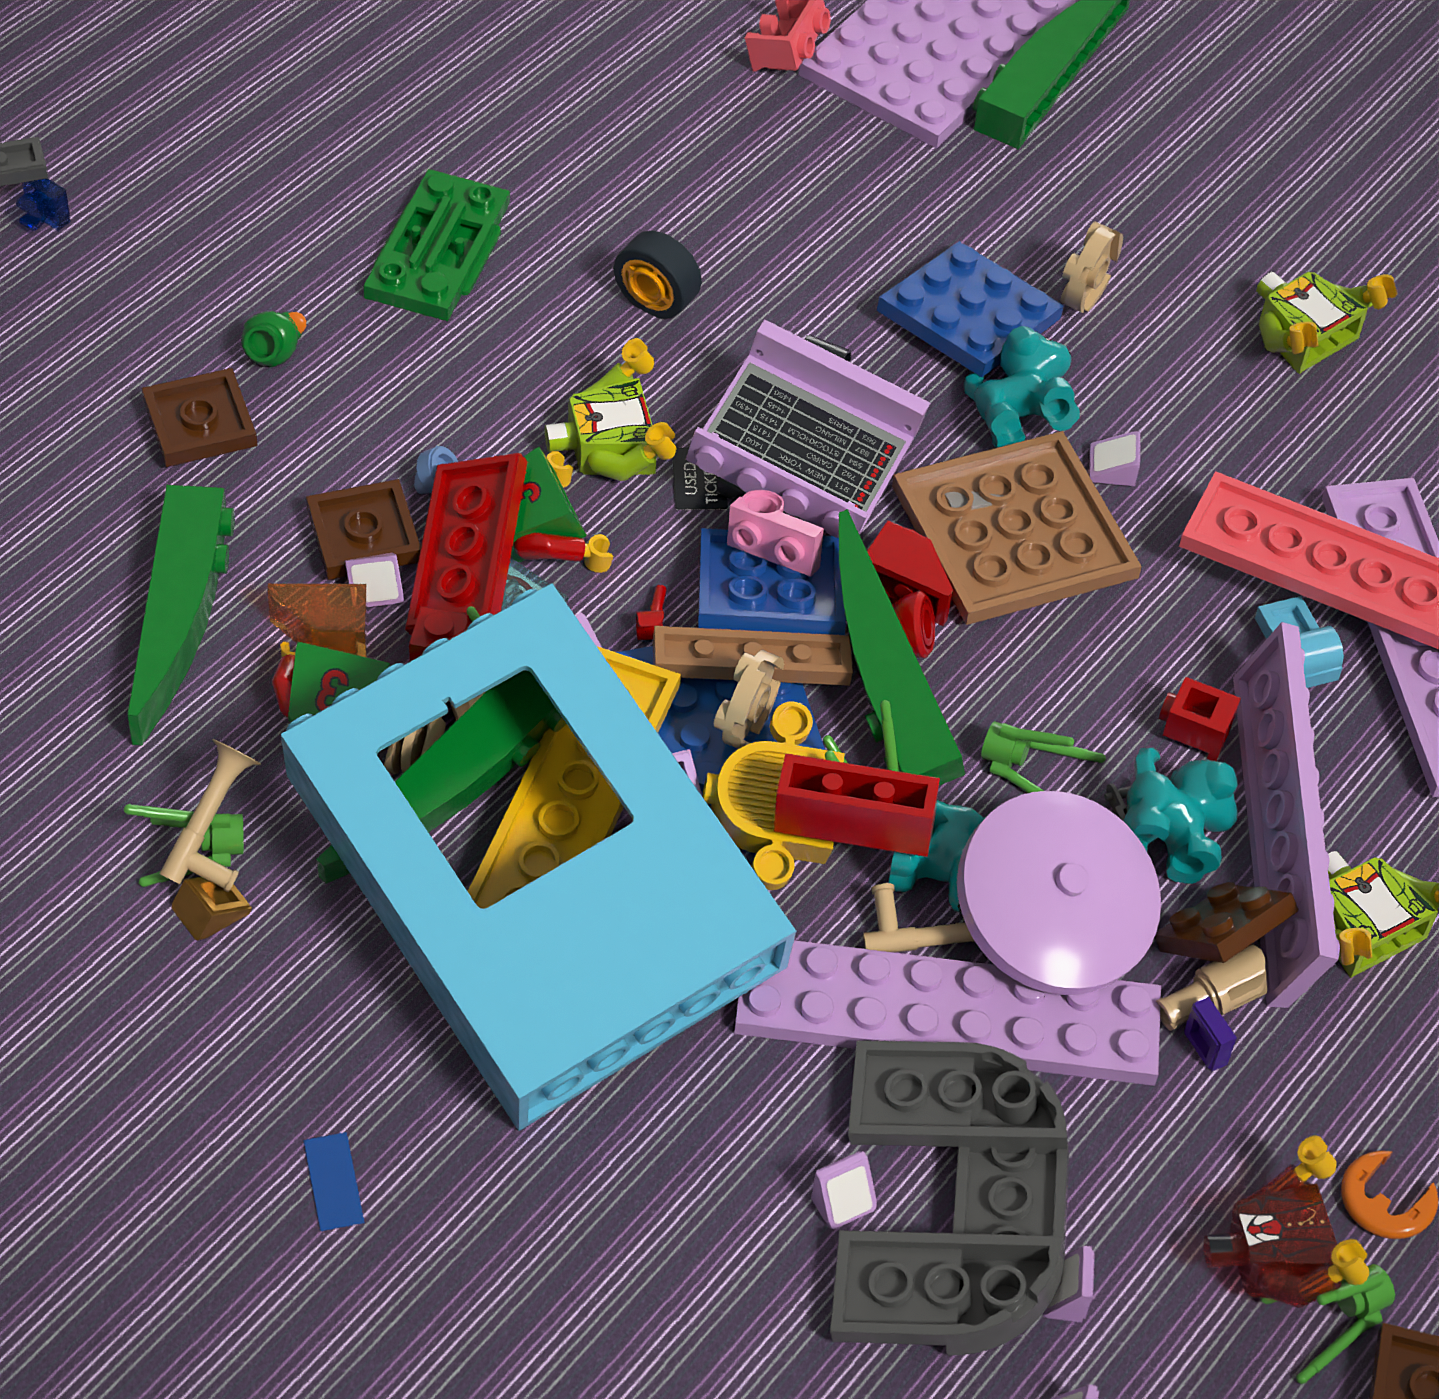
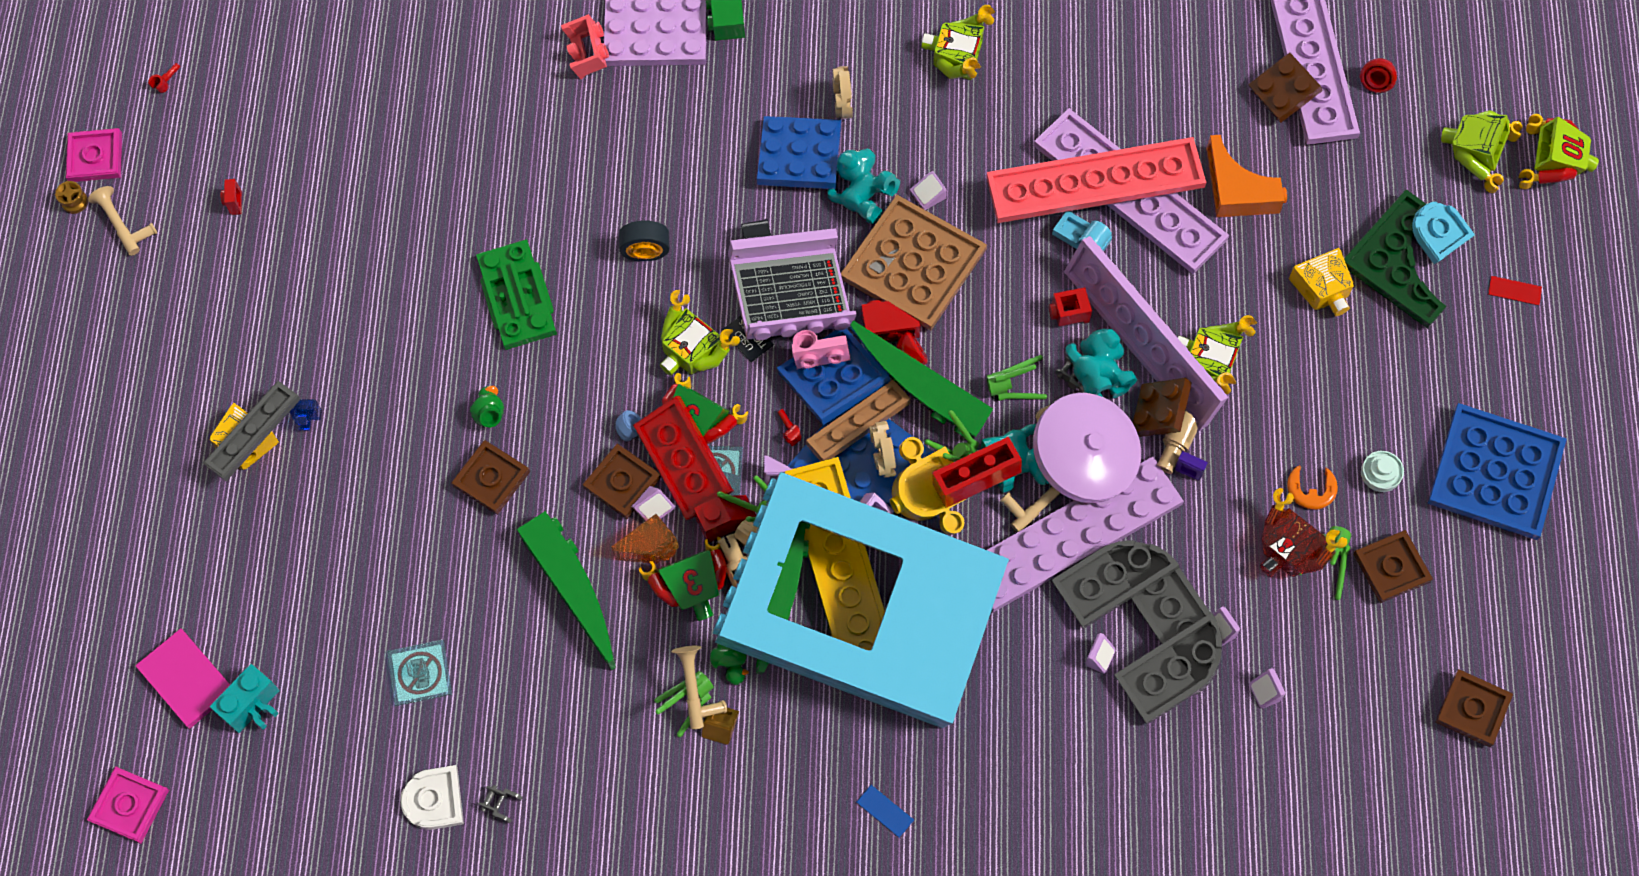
camera: 30 degrees left, 15 degrees up
(299, 825) = (729, 658): none -> green animal

